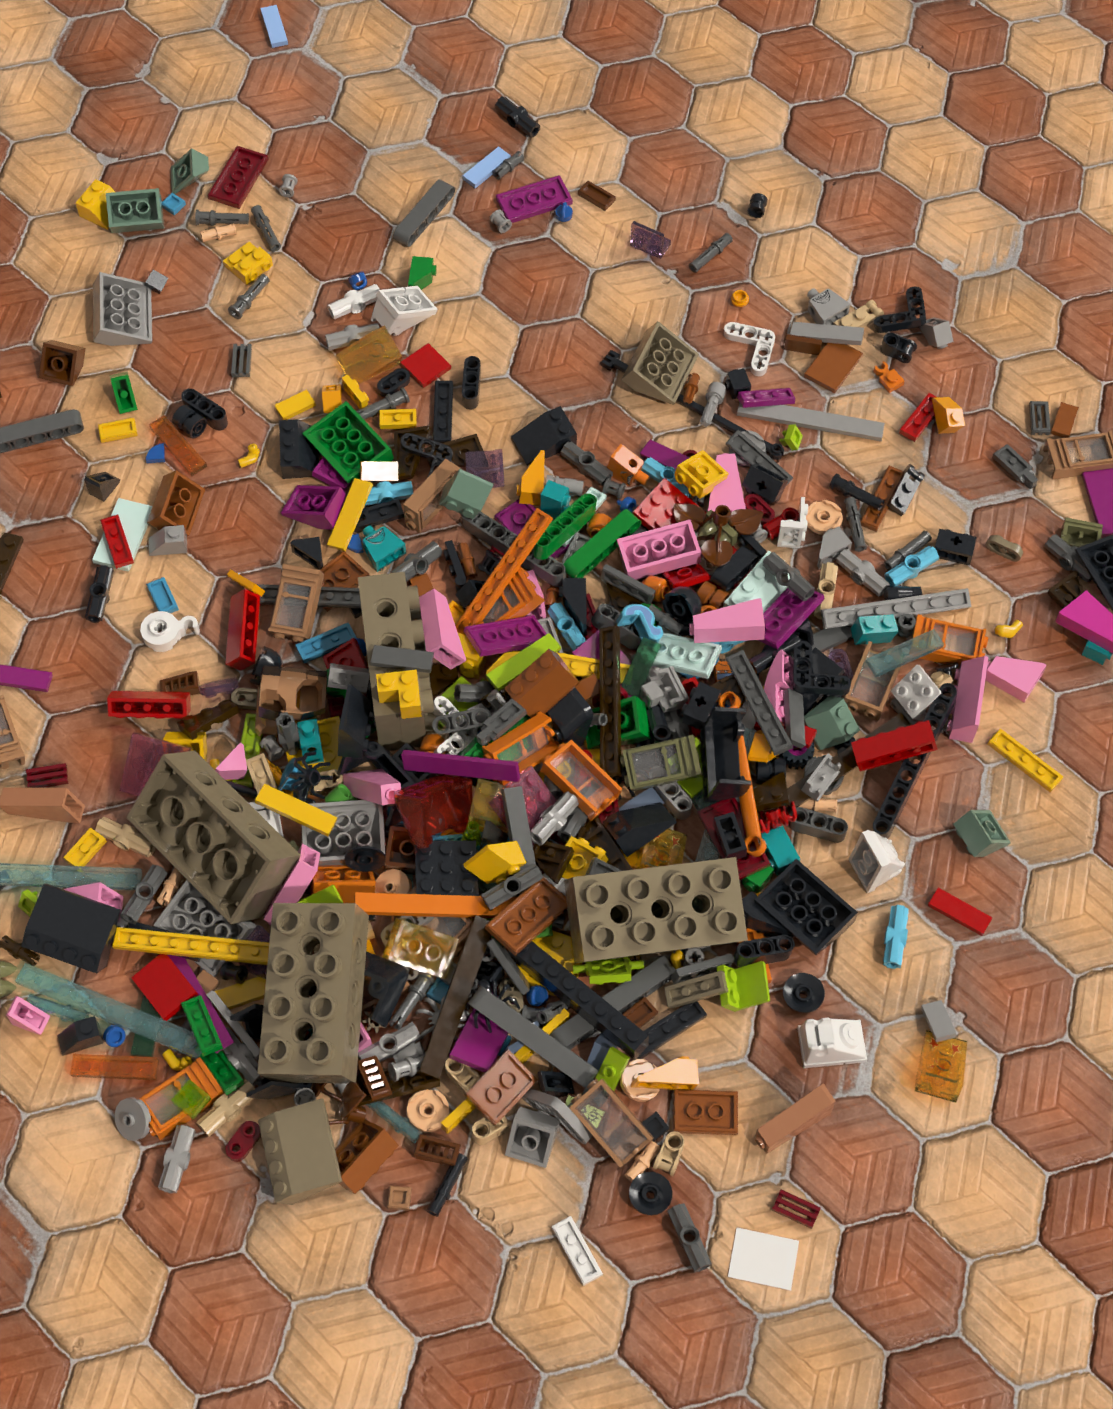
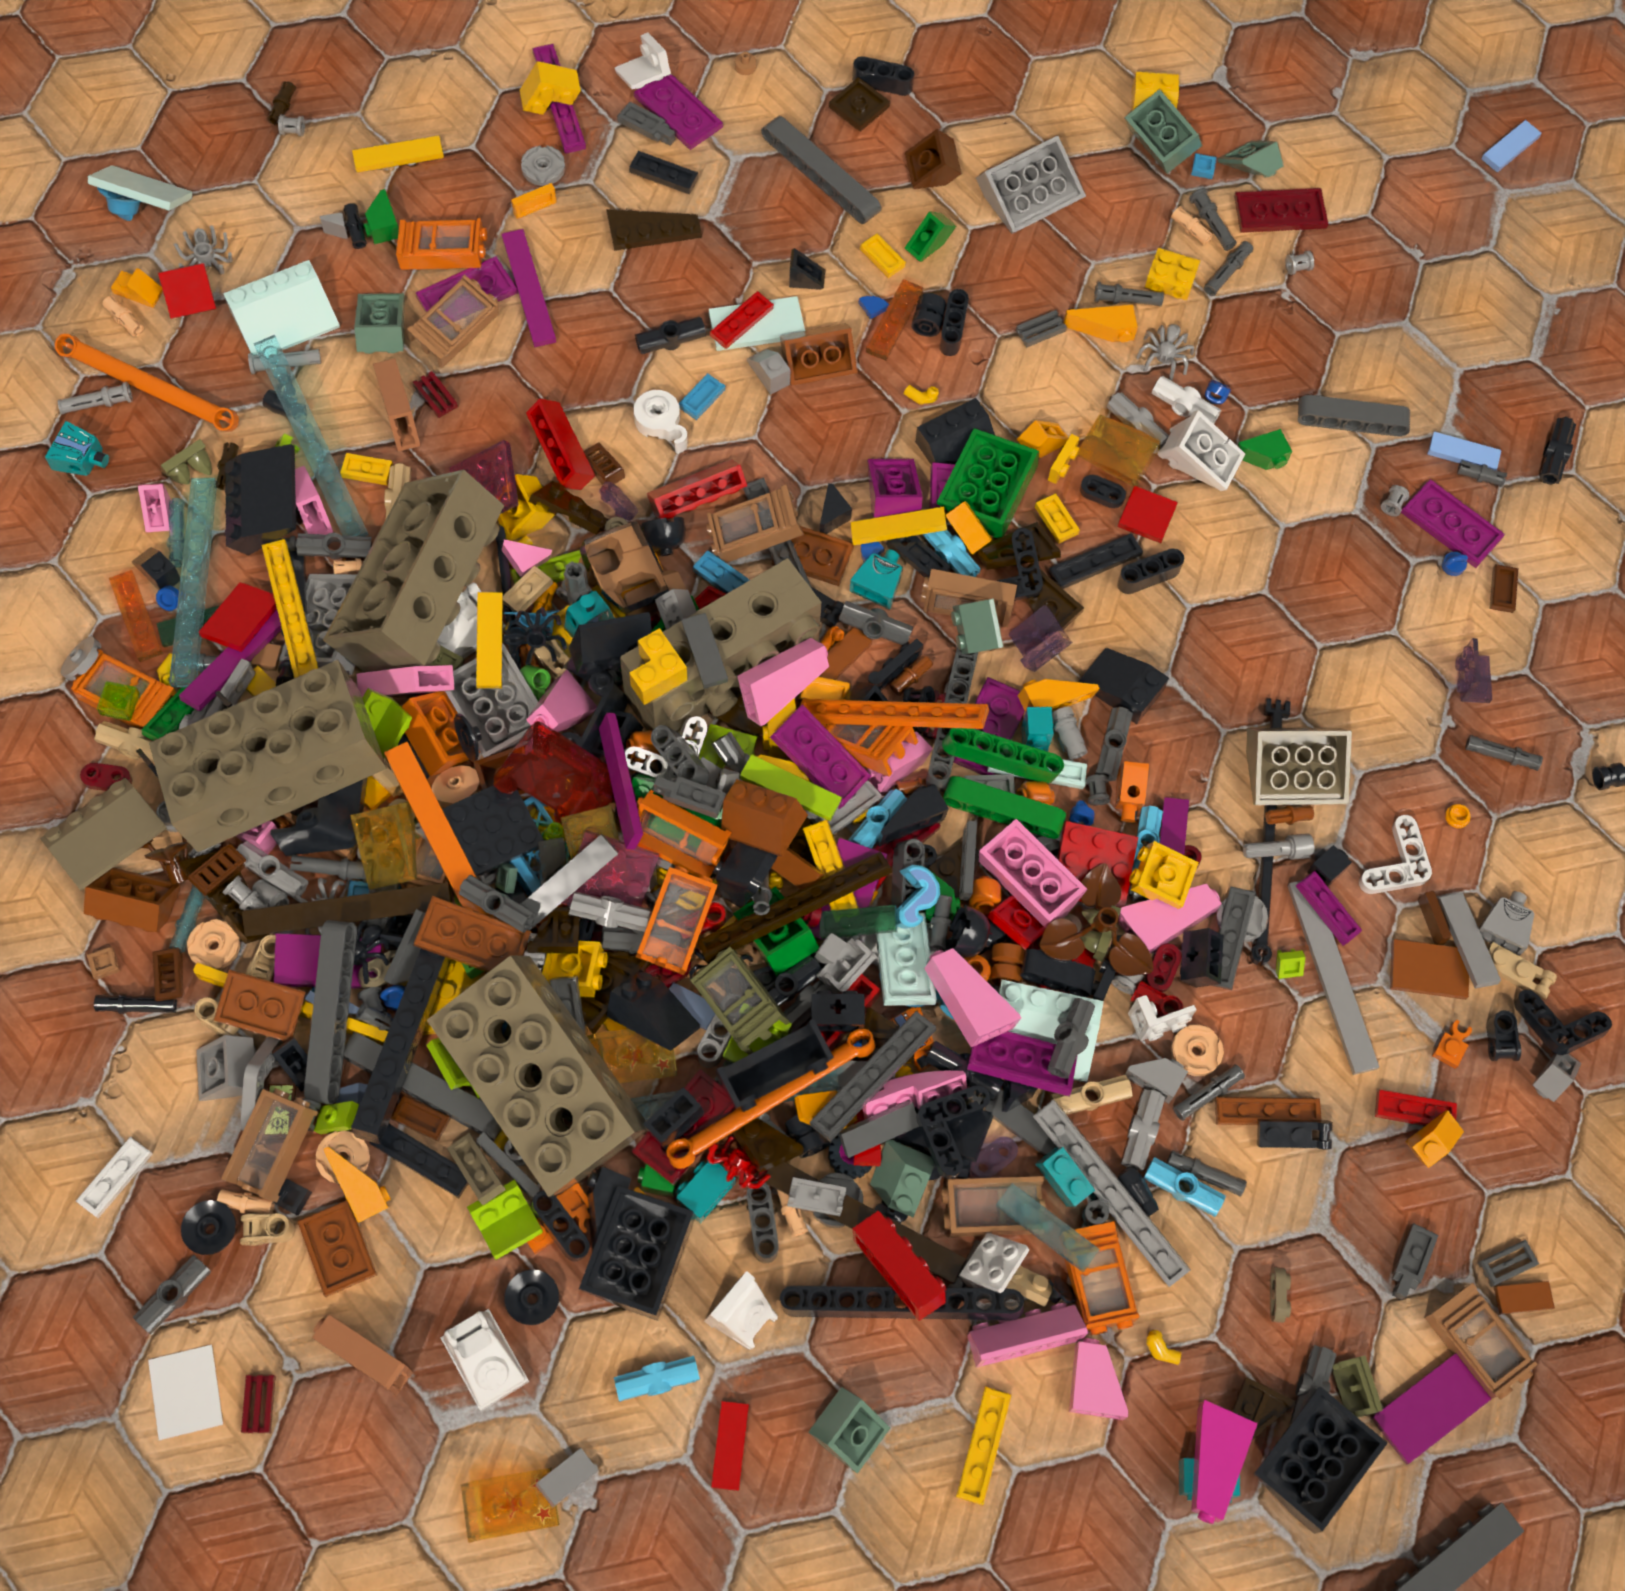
camera: 60 degrees right, 5 degrees up
(156, 281) = (1090, 198): tile -> none
(176, 1159) = (57, 722): light grey piece -> none
(202, 1025) = (202, 670): green tile -> none
(245, 583) = (755, 465): light orange tile -> none
(263, 319) = (1107, 323): none -> light orange slope
(295, 405) = (1014, 408): yellow tile -> none
(307, 294) = (1166, 349): none -> light grey animal
(389, 401) = (1074, 499): dark grey pin -> none
(496, 862) = (517, 874): yellow slope -> none
(849, 489) = (1254, 1063): black pin -> none
(955, 546) = (1241, 1243): black brick -> none

